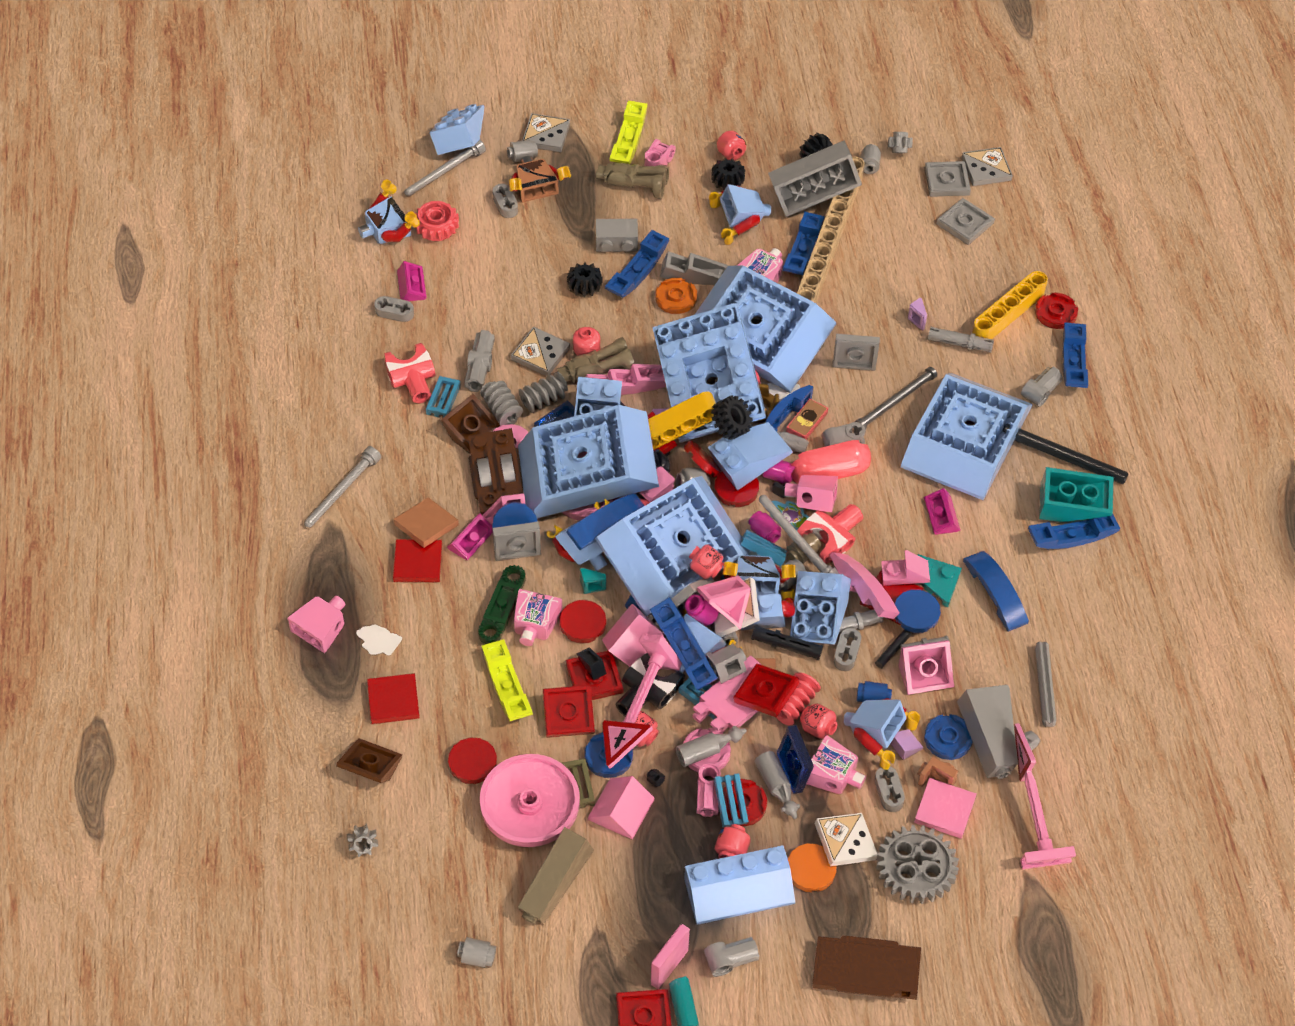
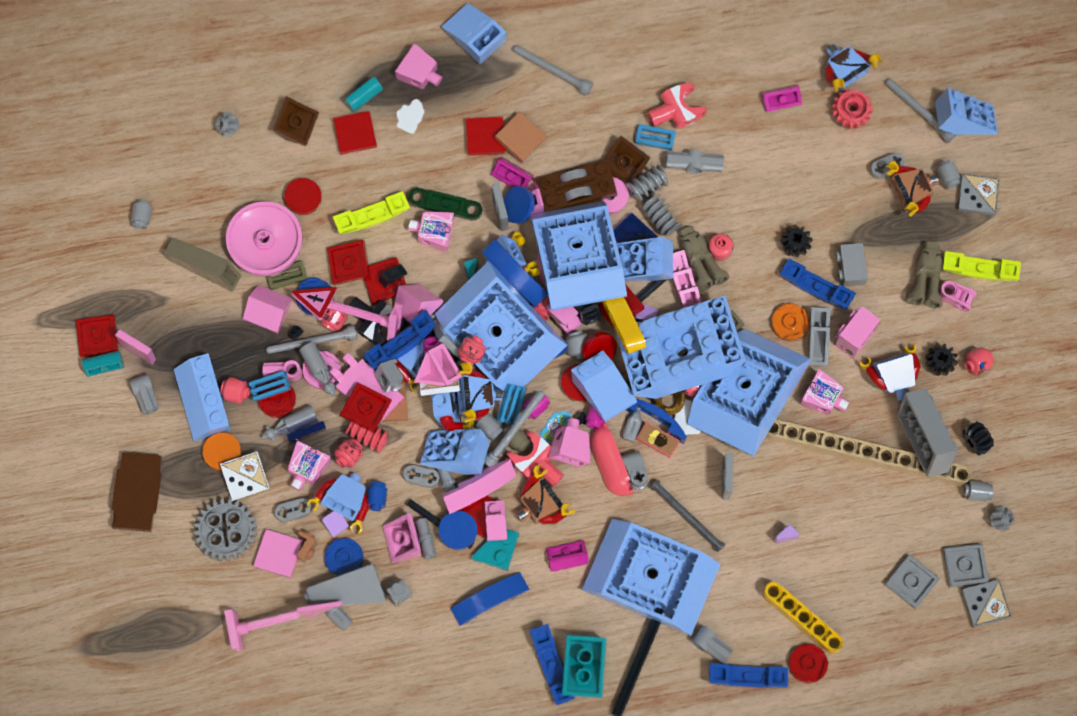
camera: 85 degrees right, 20 degrees up
(281, 558) = (475, 32): none -> light blue slope
(344, 684) = (363, 94): none -> teal brick
(394, 308) = (744, 85): light grey beam -> none
(540, 351) = (713, 211): tile -> none
(583, 621) = (435, 267): red tile -> none
(661, 714) = (348, 333): none -> light grey piece
(697, 230) = (856, 332): none -> bright pink brick
(732, 417) = (620, 373): black tyre -> none
(786, 642) = (426, 419): black pin -> none
(804, 243) = (879, 435): blue slope -> none
(881, 528) = (541, 501): none -> torso
(960, 339) = (759, 581): light grey pin -> none
(993, 673) = (398, 592): none -> light grey brick
(1045, 684) = (397, 636): light grey axle -> none

